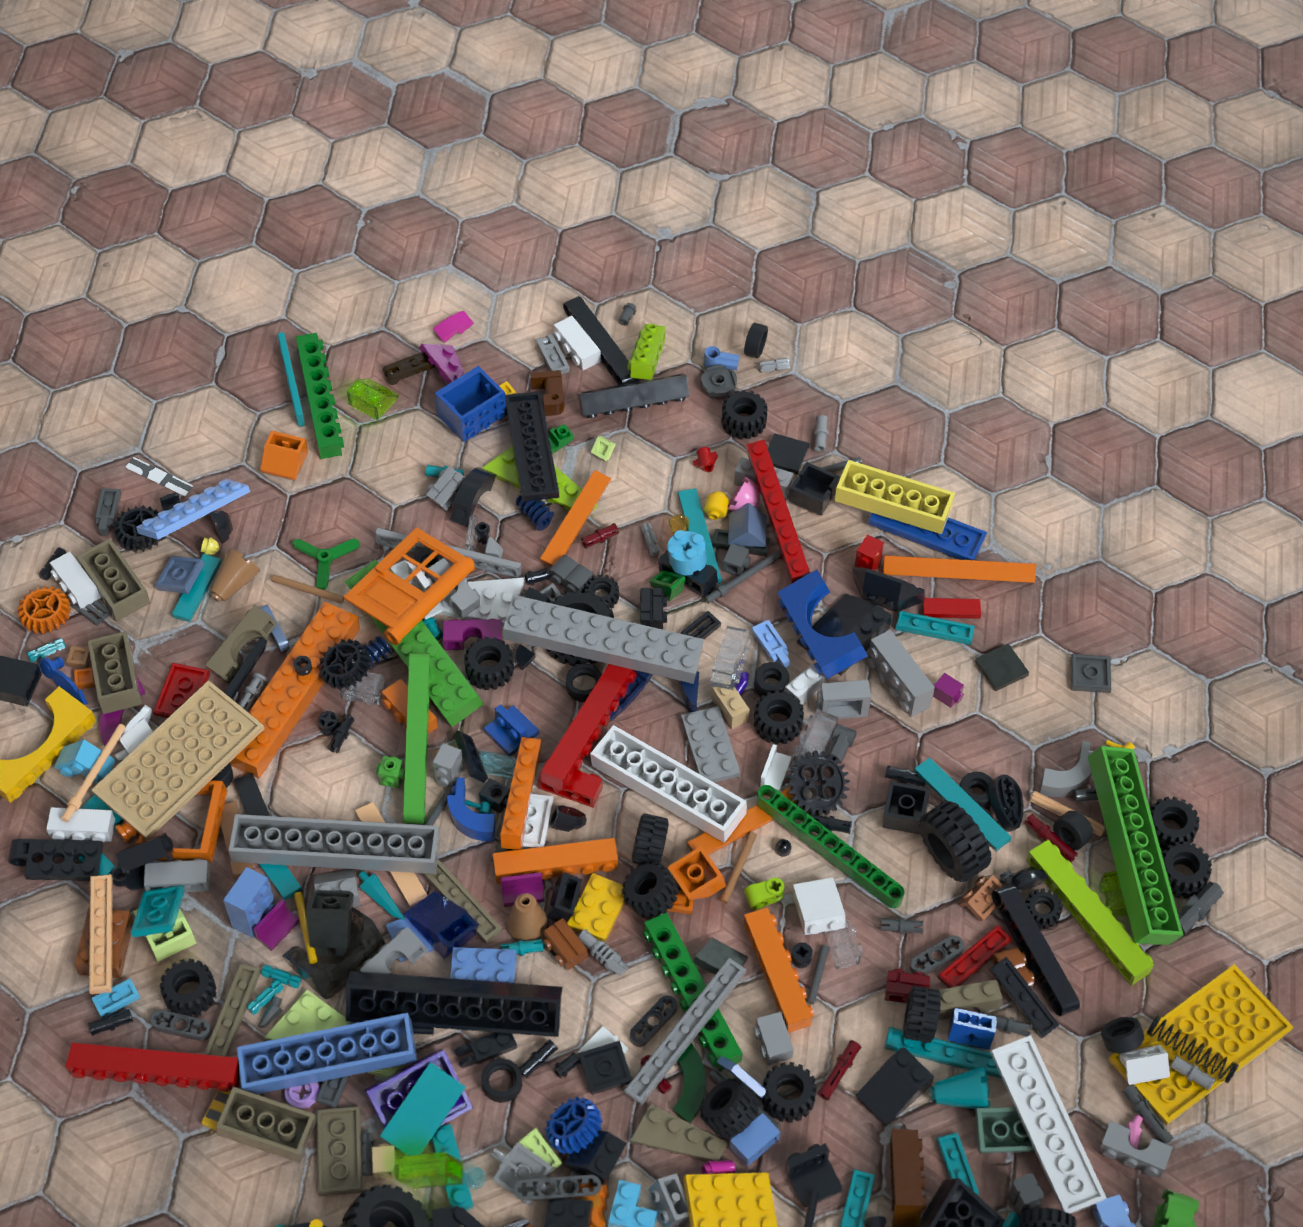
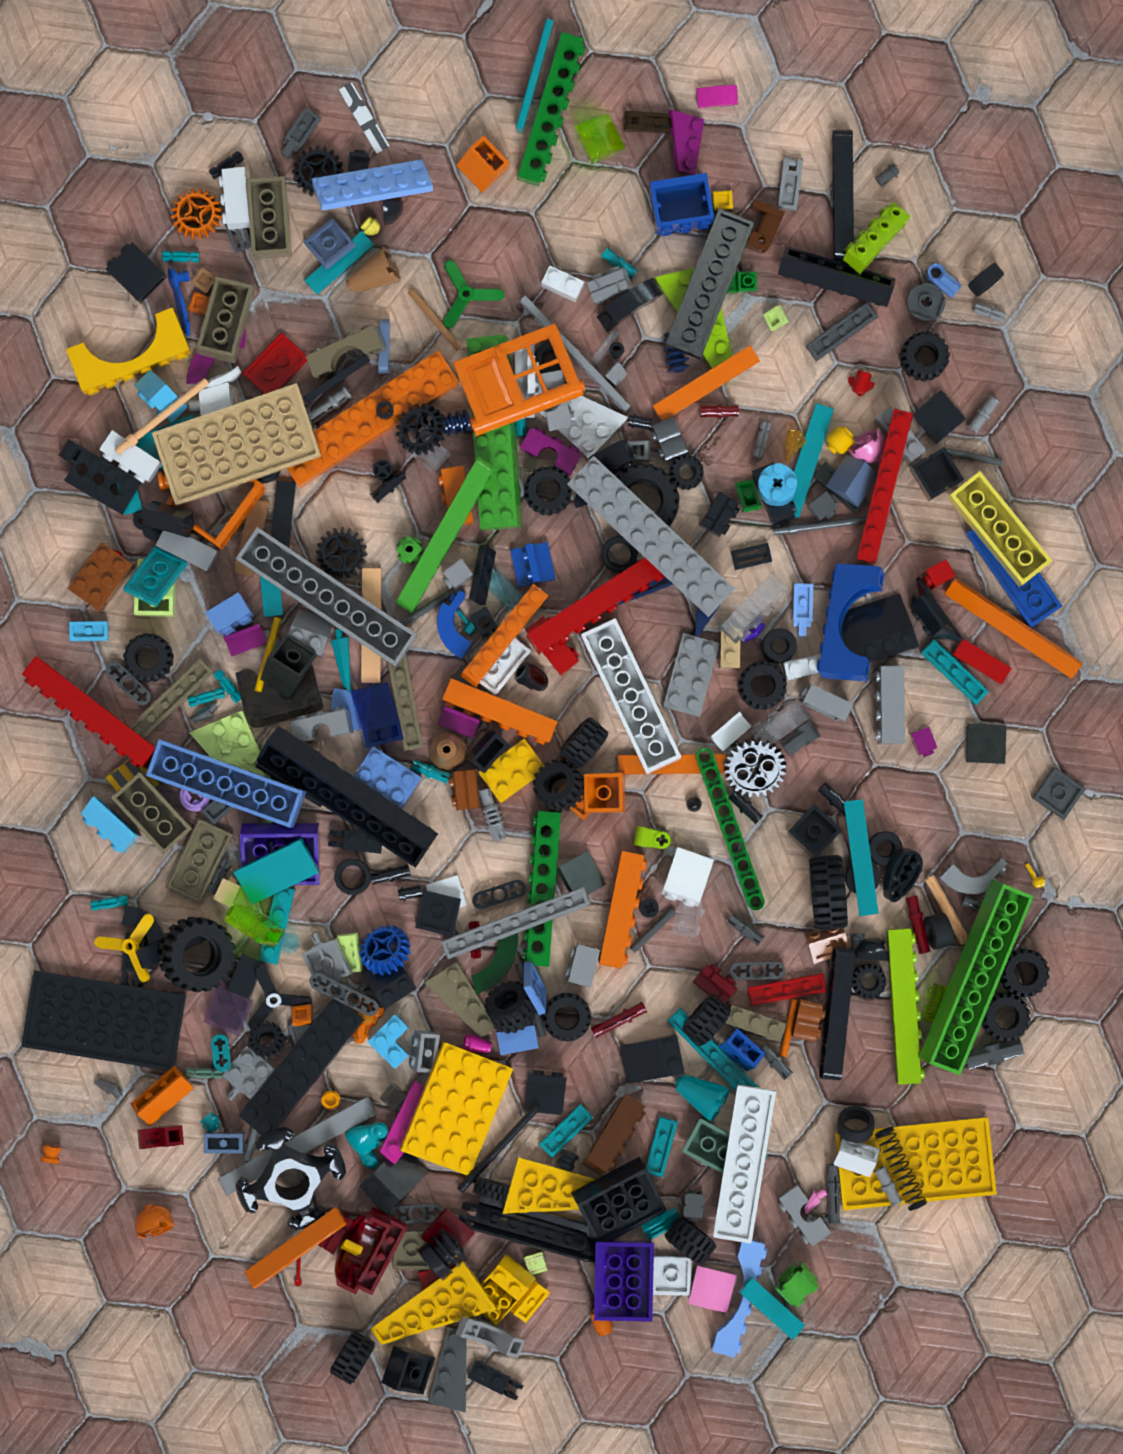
camera: 25 degrees right, 30 degrees up
(101, 934) = (99, 575): light nougat tile -> none
(110, 1022) = (75, 650): black pin -> none
(228, 1159) = (109, 825): none -> medium azure slope
(329, 801) = (332, 555): none -> black gear
(405, 507) = (562, 284): none -> white brick
(577, 343) = (819, 184): white brick -> none
(664, 434) = (841, 331): none -> dark grey tile
(738, 867) = (645, 801): medium nougat bar -> none
(1005, 1001) = (789, 1027): none -> orange bar
(1024, 997) = (799, 1048): black tile -> none

